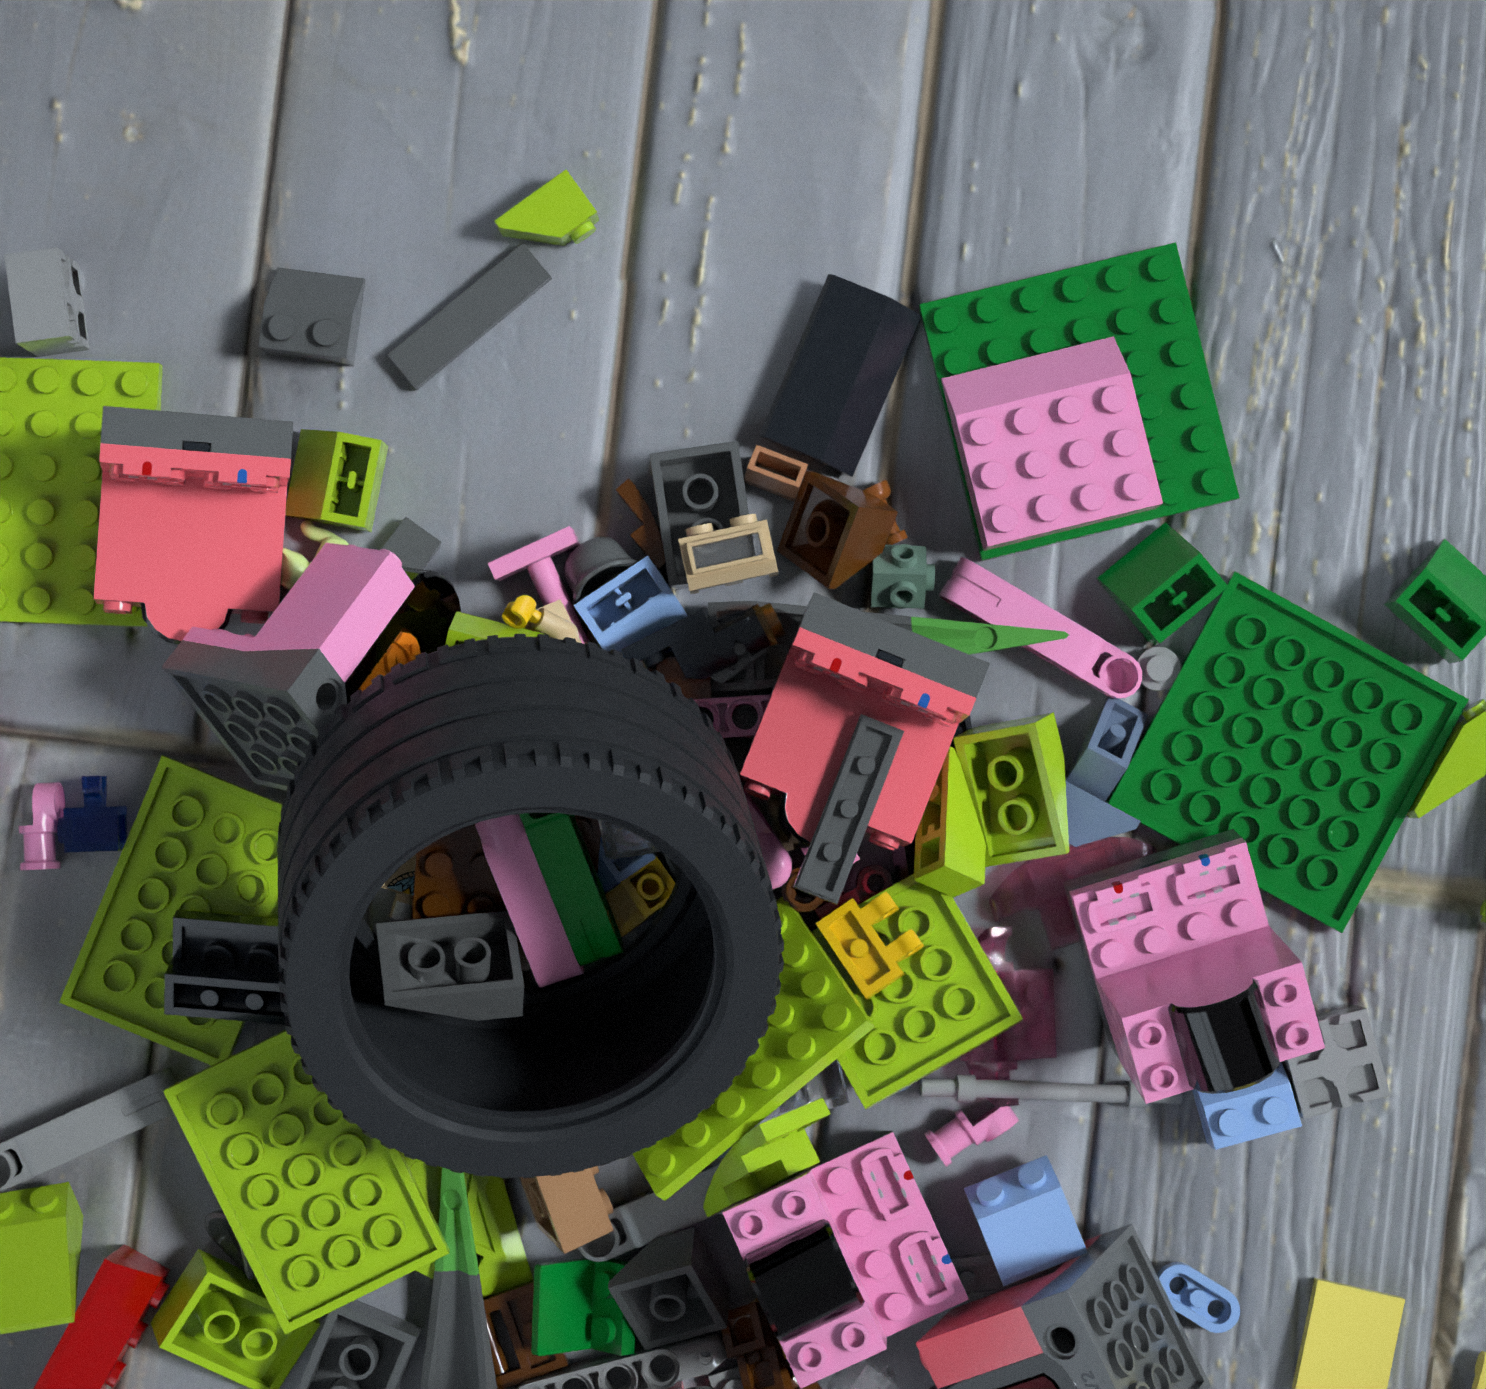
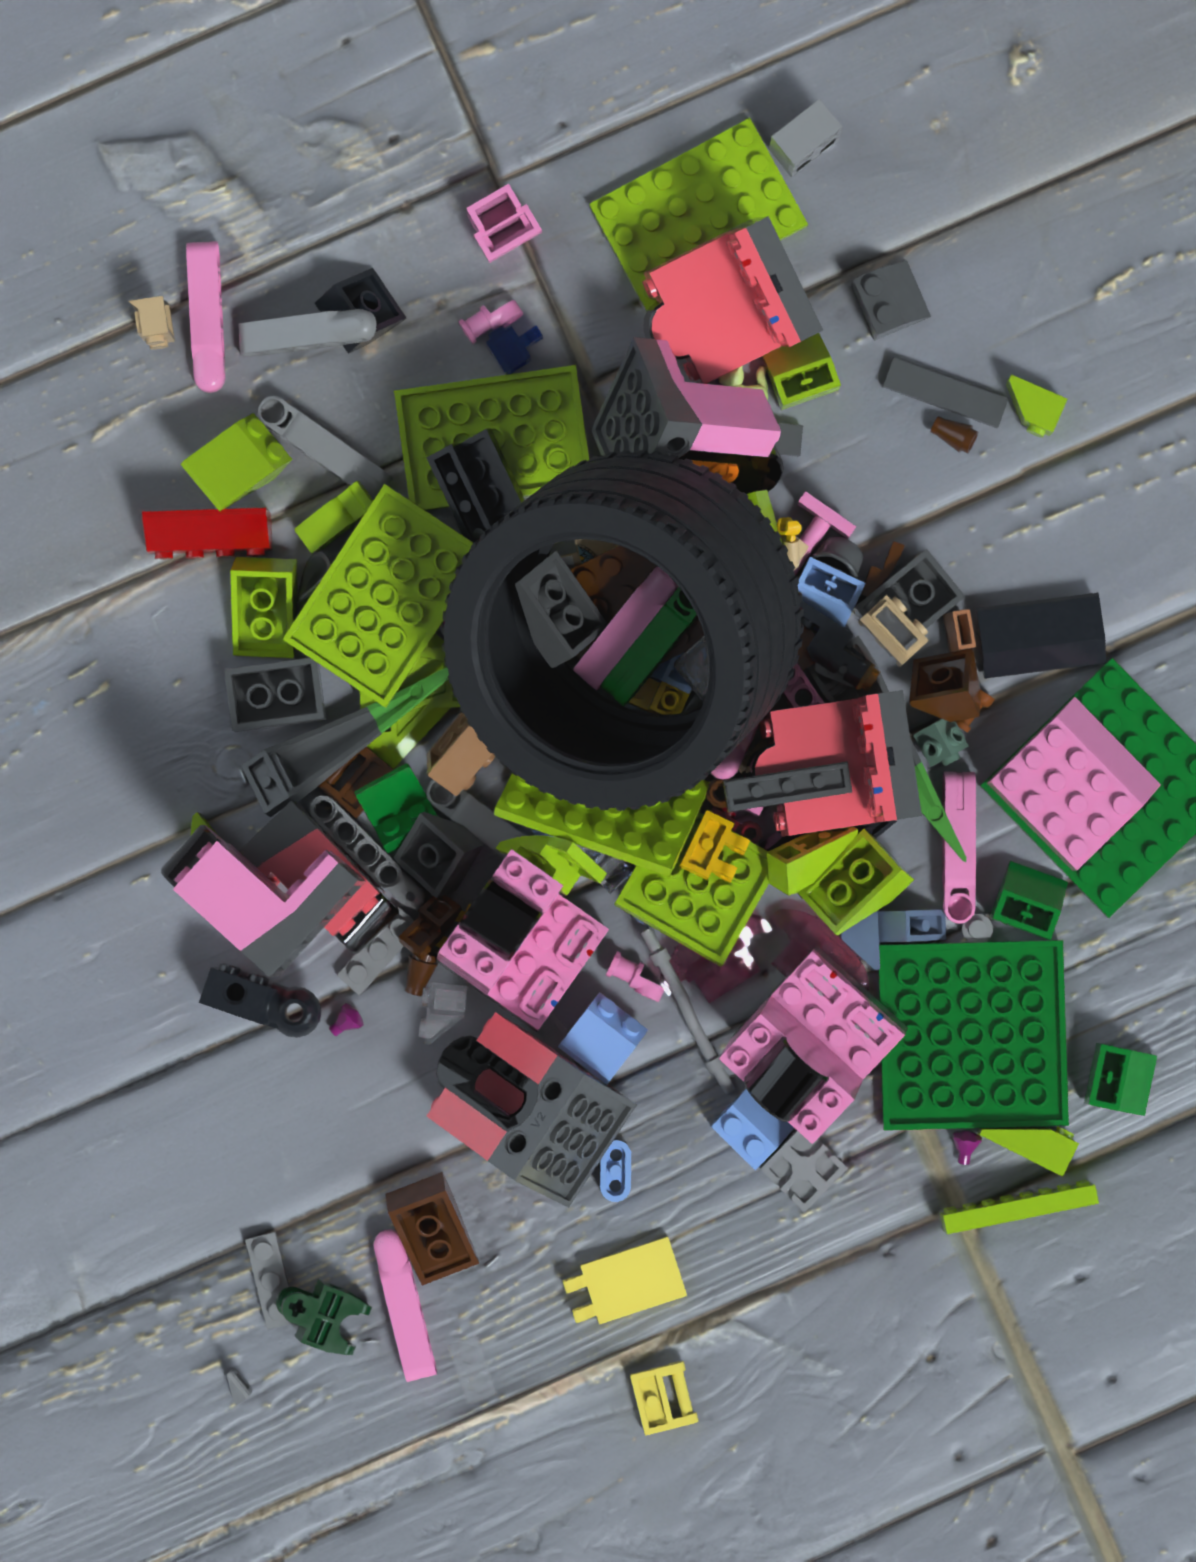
camera: 55 degrees right, 0 degrees up
(173, 1175) = (334, 518): none -> lime piece
(527, 334) = (955, 434): none -> reddish brown cone
(1416, 839) = (966, 1143): none -> magenta rock

